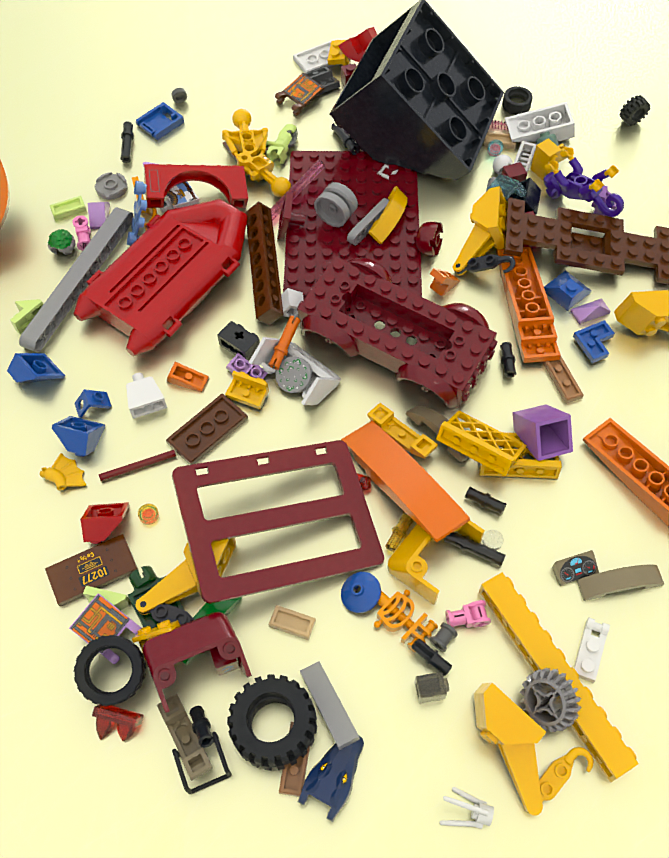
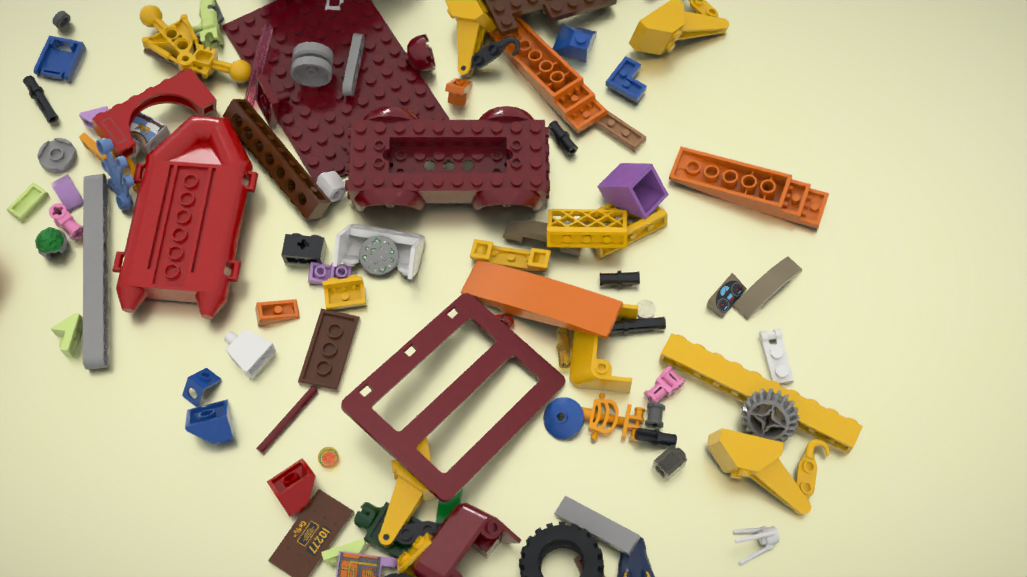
camera: 30 degrees left, 5 degrees up
(33, 368) = (118, 384): blue slope -> none
(64, 473) = (221, 466): yellow arm -> none
(281, 349) = (354, 237): orange pin -> none
(292, 622) = (521, 477): tan tile -> none
(389, 218) = (371, 49): yellow slope -> none
(590, 311) = (606, 52): lavender slope -> none

